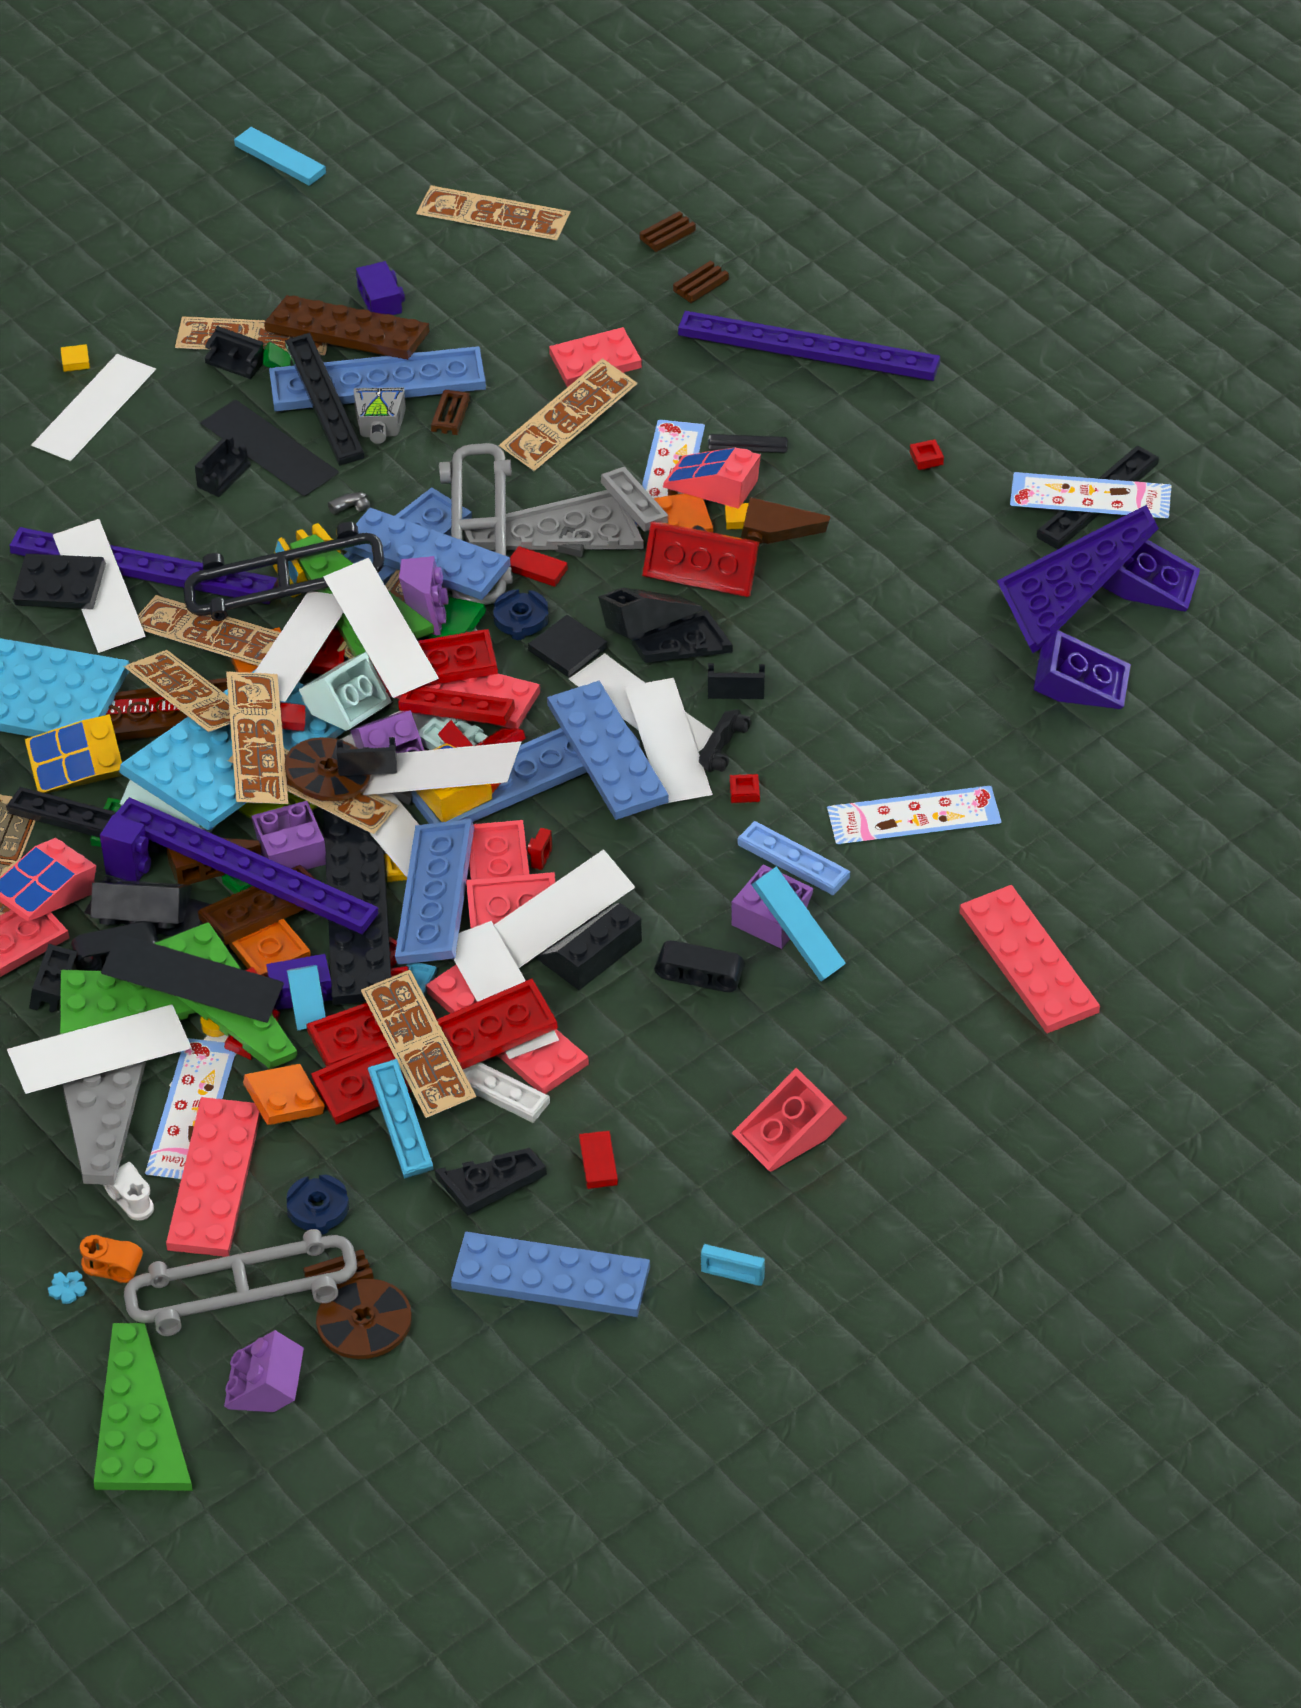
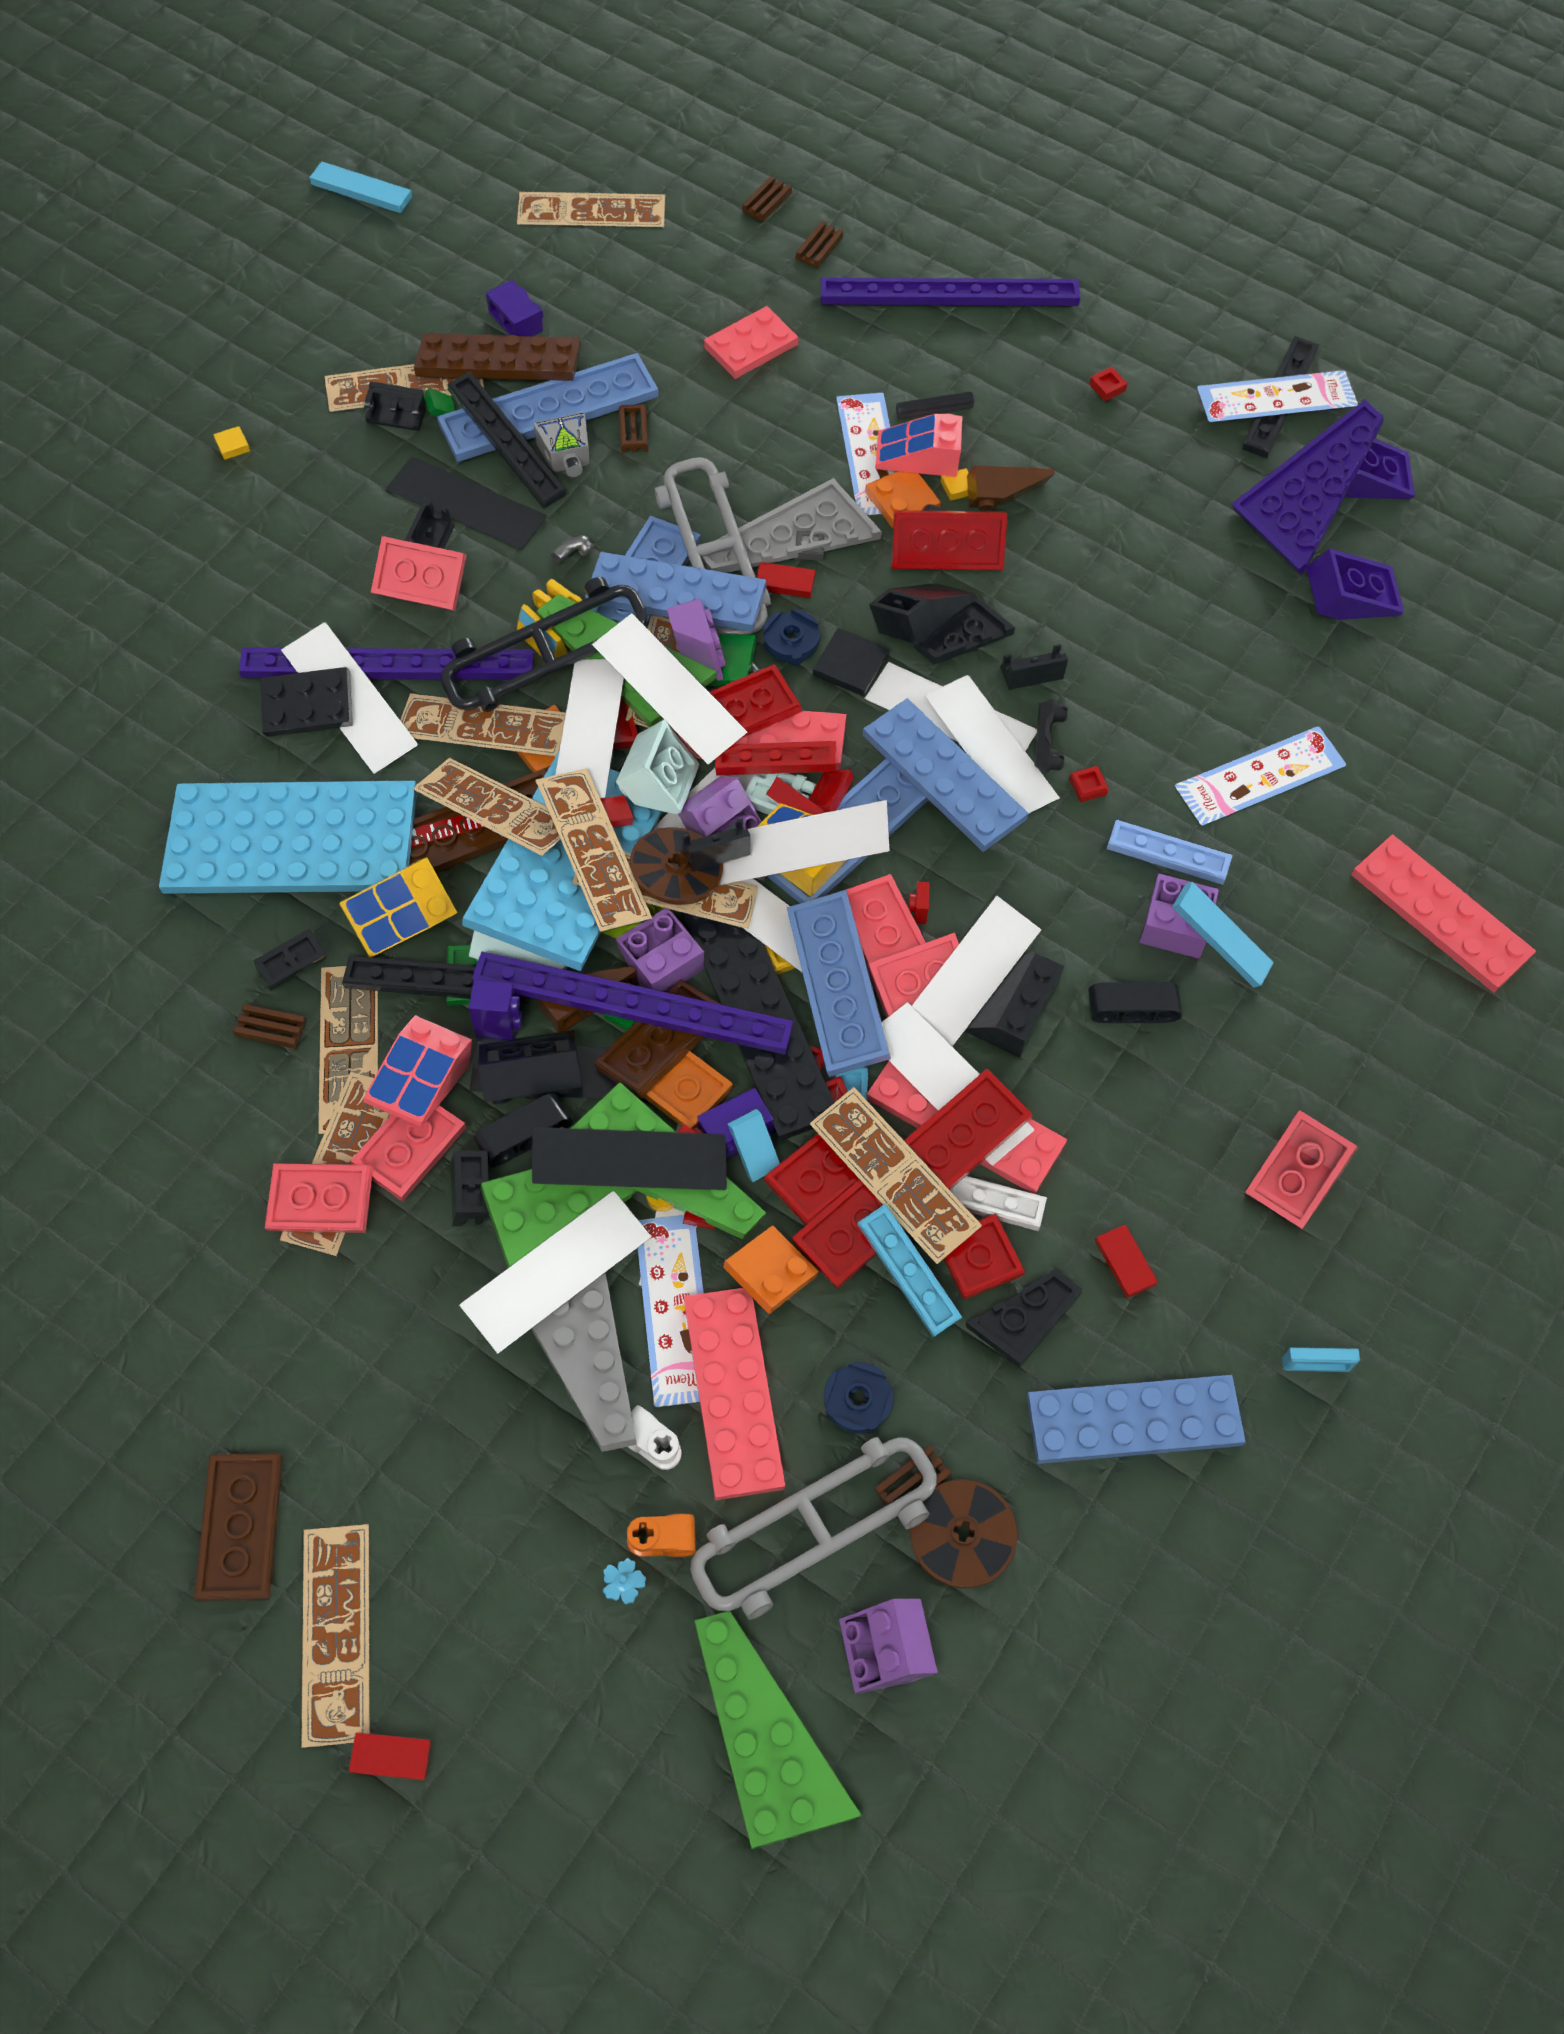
camera: 20 degrees left, 15 degrees up
(93, 407) = (269, 494): white sticker -> none
(198, 496) = (418, 573): none -> coral plate
(470, 1127) = (984, 1260): none -> red plate
(568, 414) = (750, 409): sticker -> none
(633, 498) = (858, 488): light grey plate -> none

